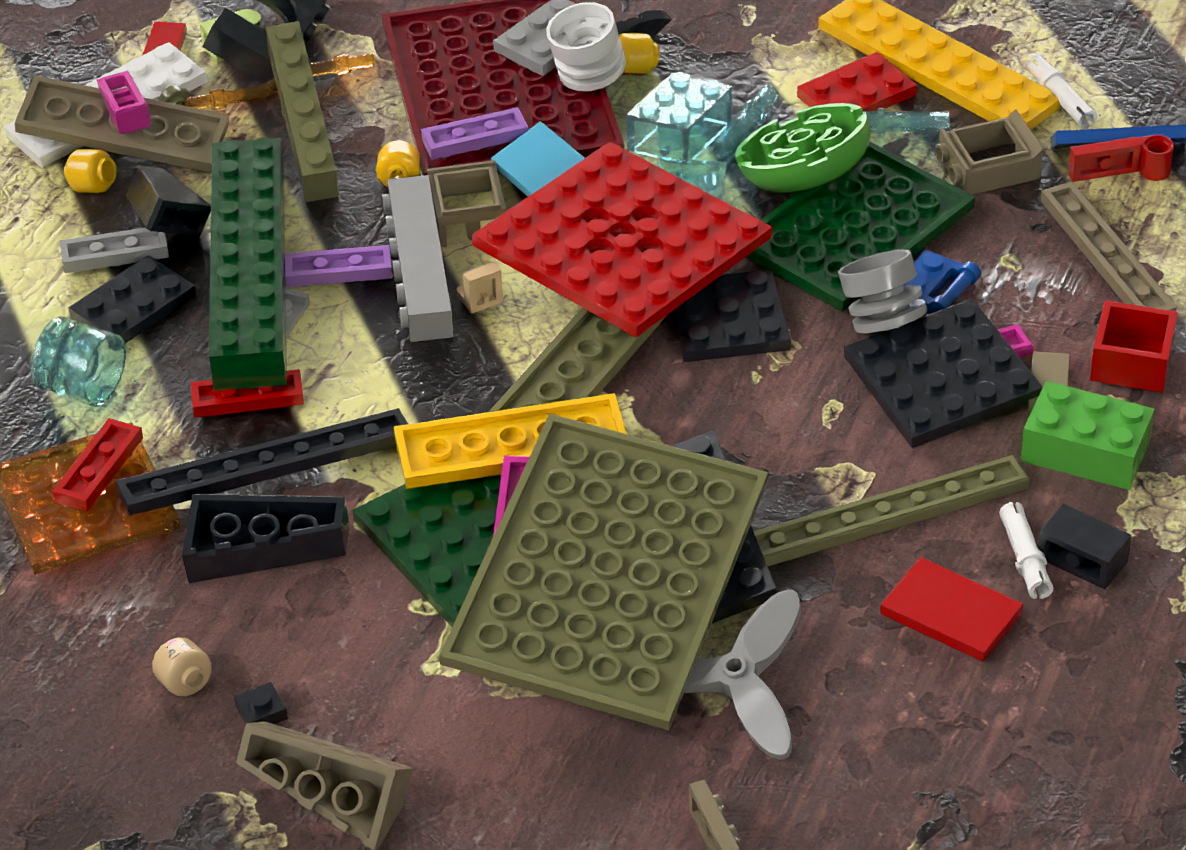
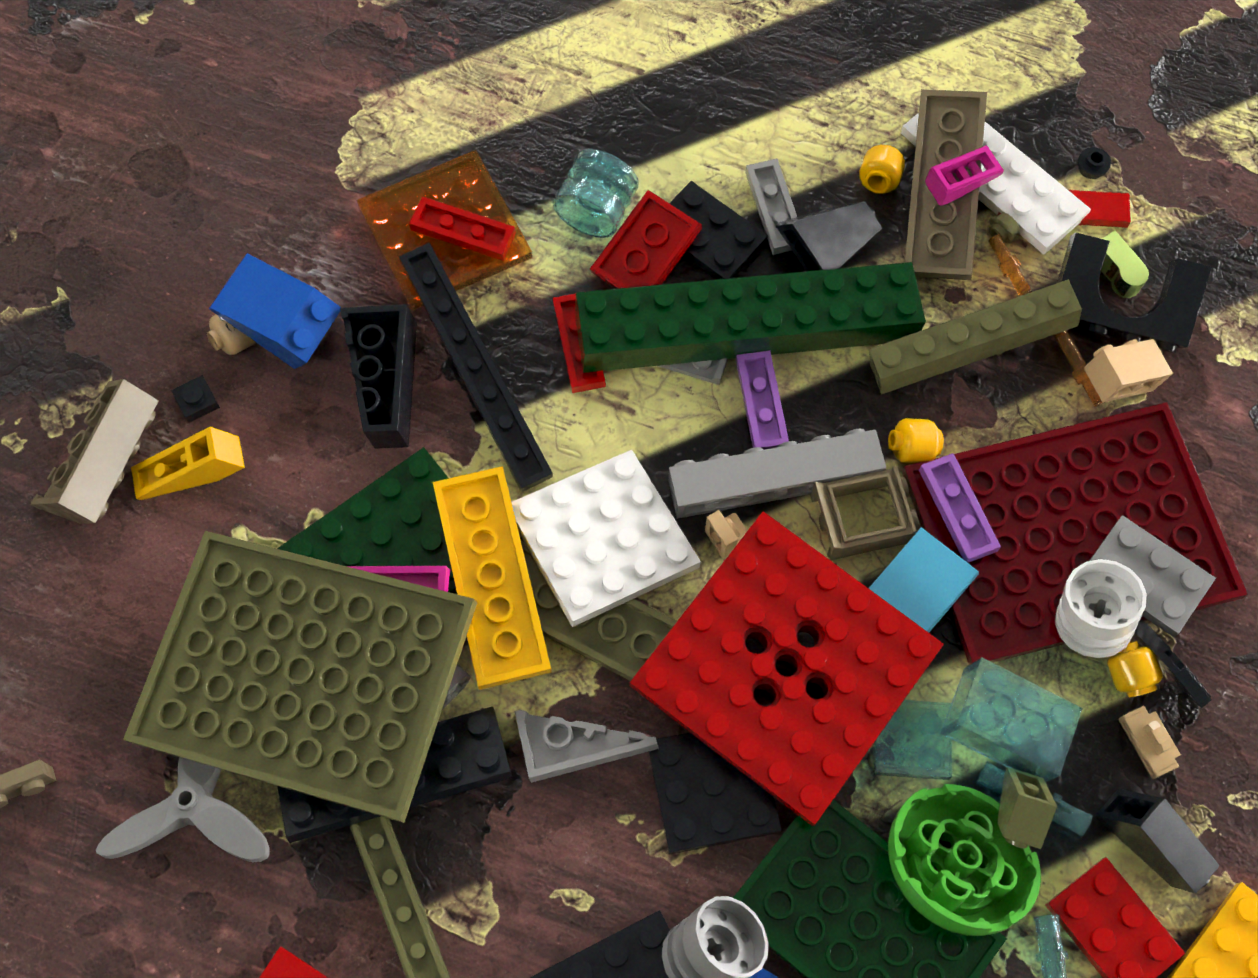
camera: 85 degrees right, 25 degrees up
(113, 42) = (1091, 169): none -> black plate
(155, 341) = (646, 244): none -> red tile
(178, 606) = (275, 310): none -> blue slope
(347, 29) = (1127, 369): none -> tan brick
(349, 695) = (189, 464): none -> yellow slope
(474, 368) = (603, 537): none -> white plate
(687, 399) = (561, 747): none -> light grey wing
(698, 51) = (1151, 741): none -> tan piece
(761, 105) = (1025, 809): none -> olive slope
(781, 52) = (1159, 838): none -> black slope

